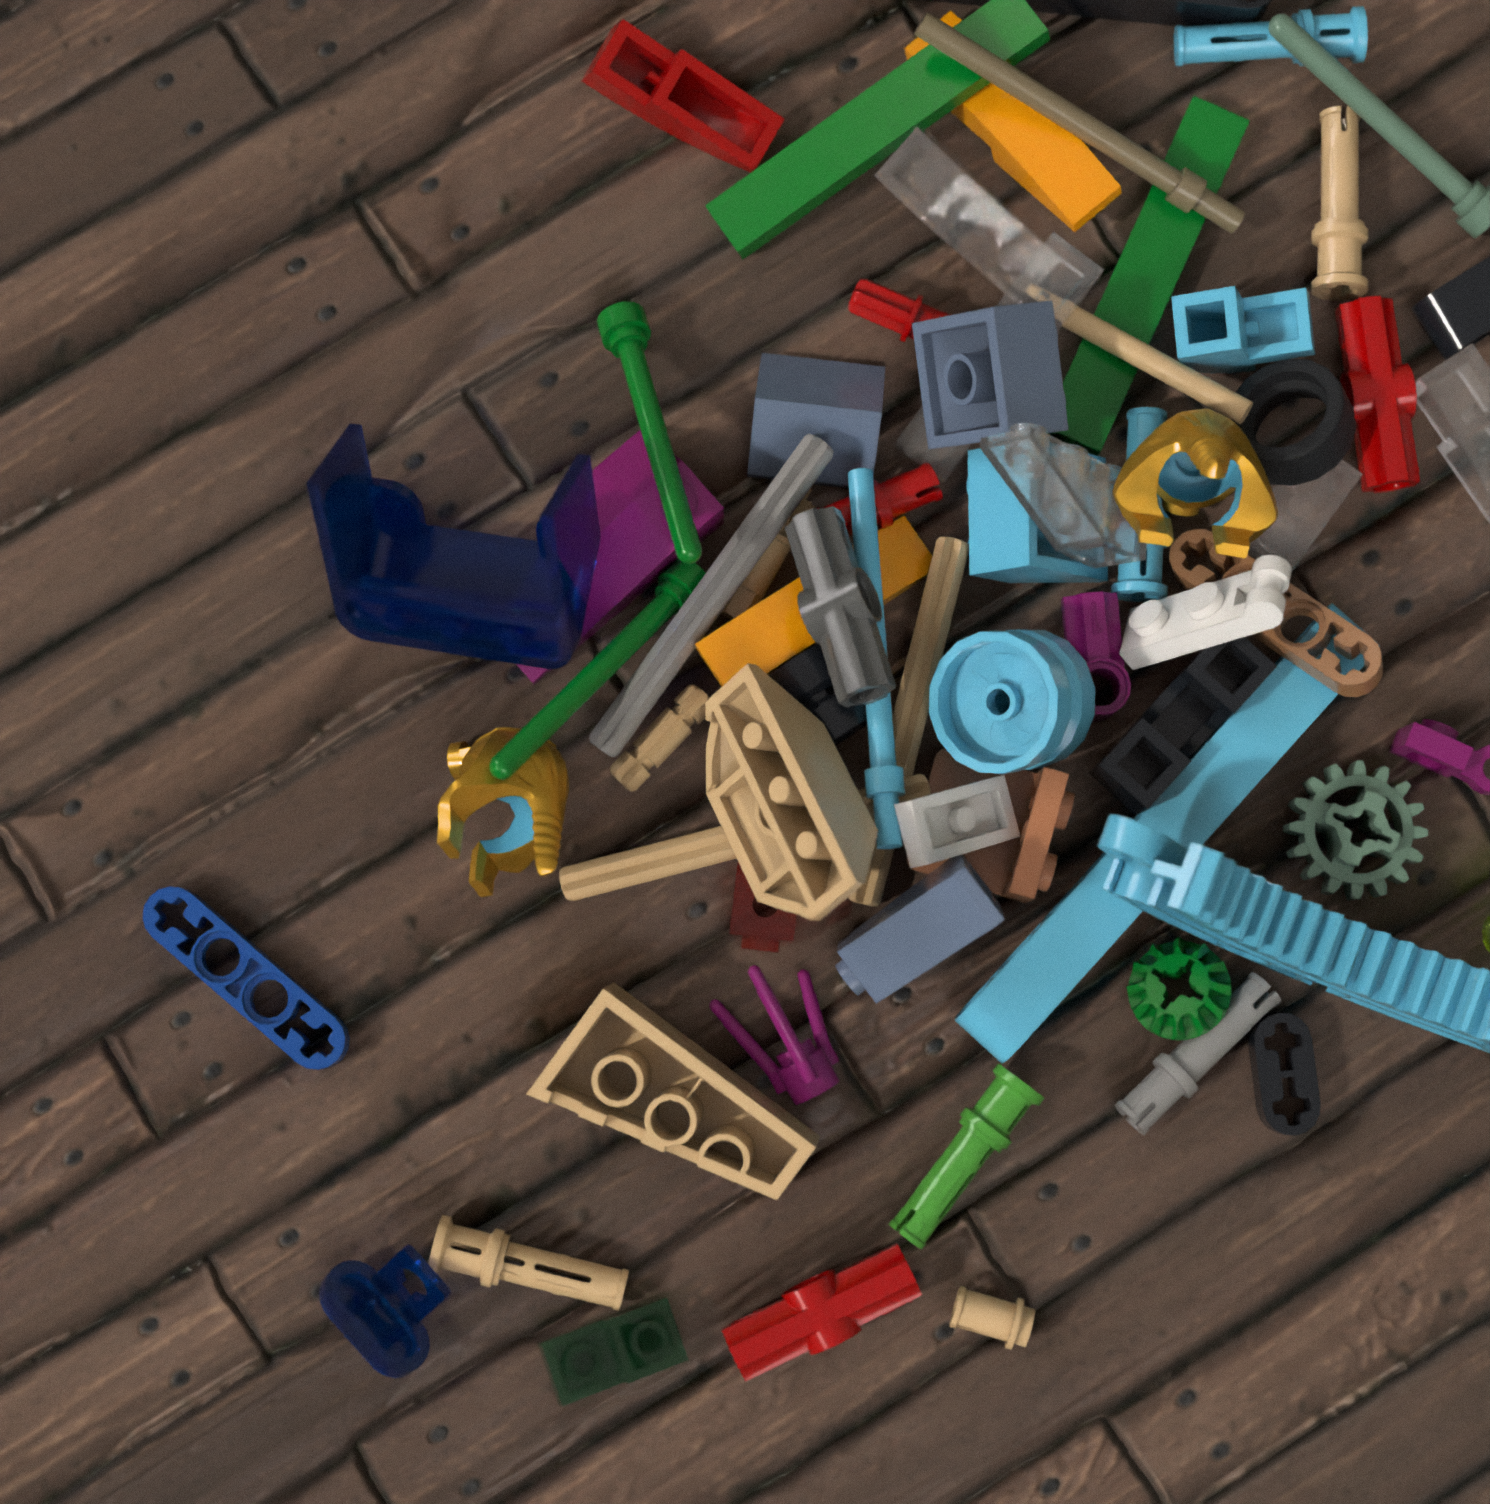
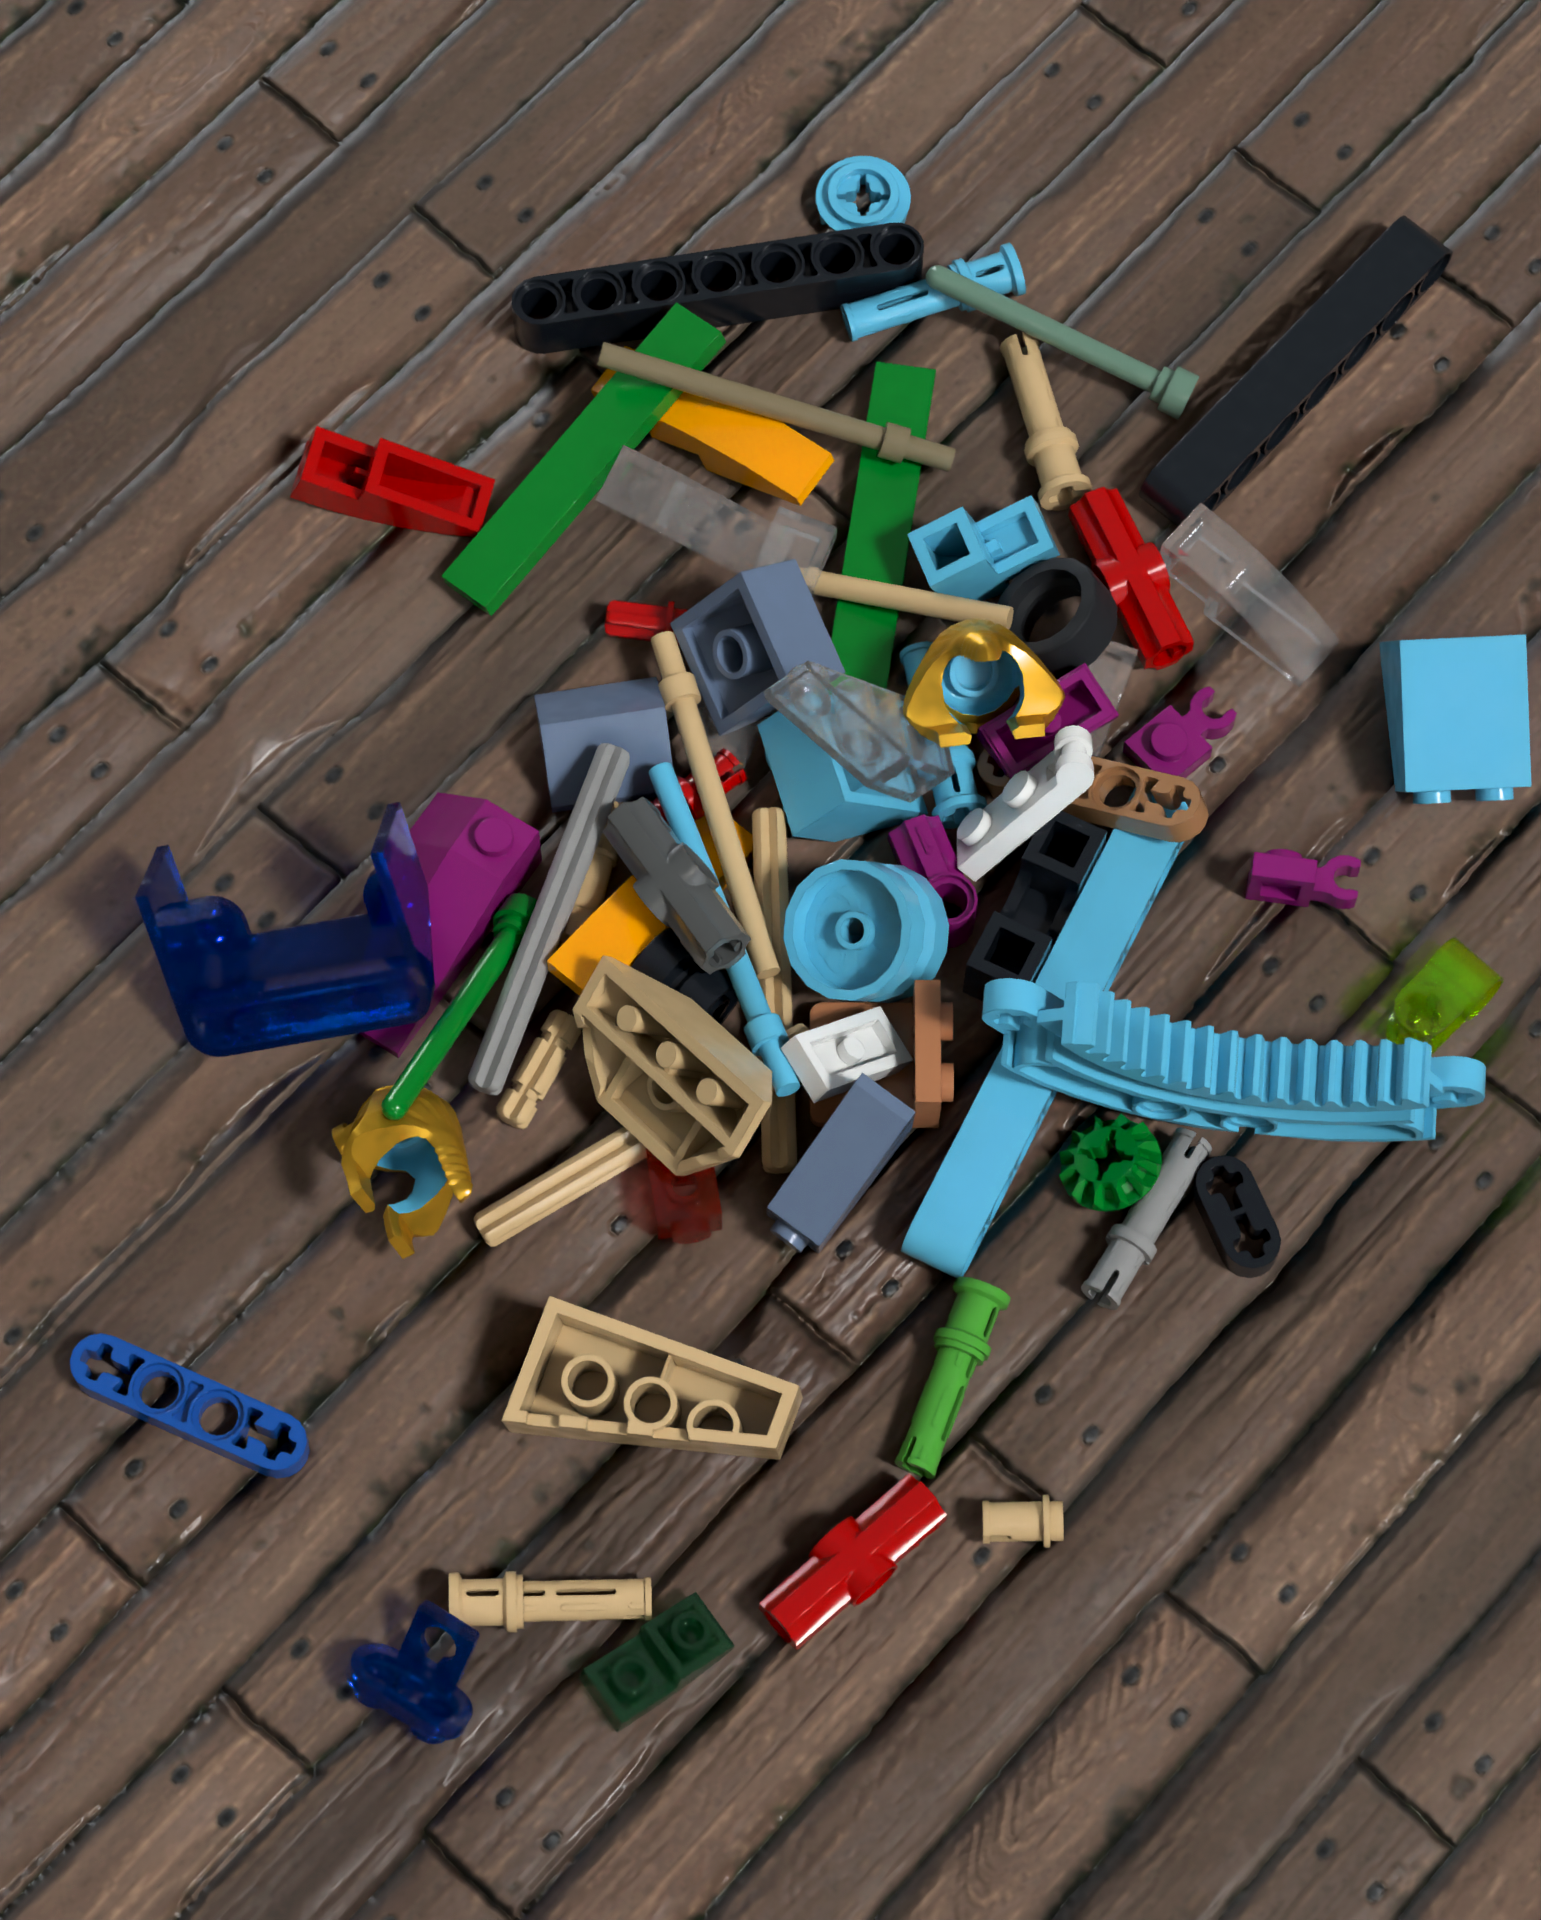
camera: 15 degrees left, 15 degrees down
(626, 334) = (399, 710): green piece -> none
(803, 1069) = (768, 1333): magenta plant -> none
(901, 400) = (681, 697): none -> tan bar
(1290, 534) = (1083, 706): none -> magenta slope
(1368, 576) = (1177, 742): none -> magenta plate
(1380, 839) = (1205, 968): sand green gear -> none

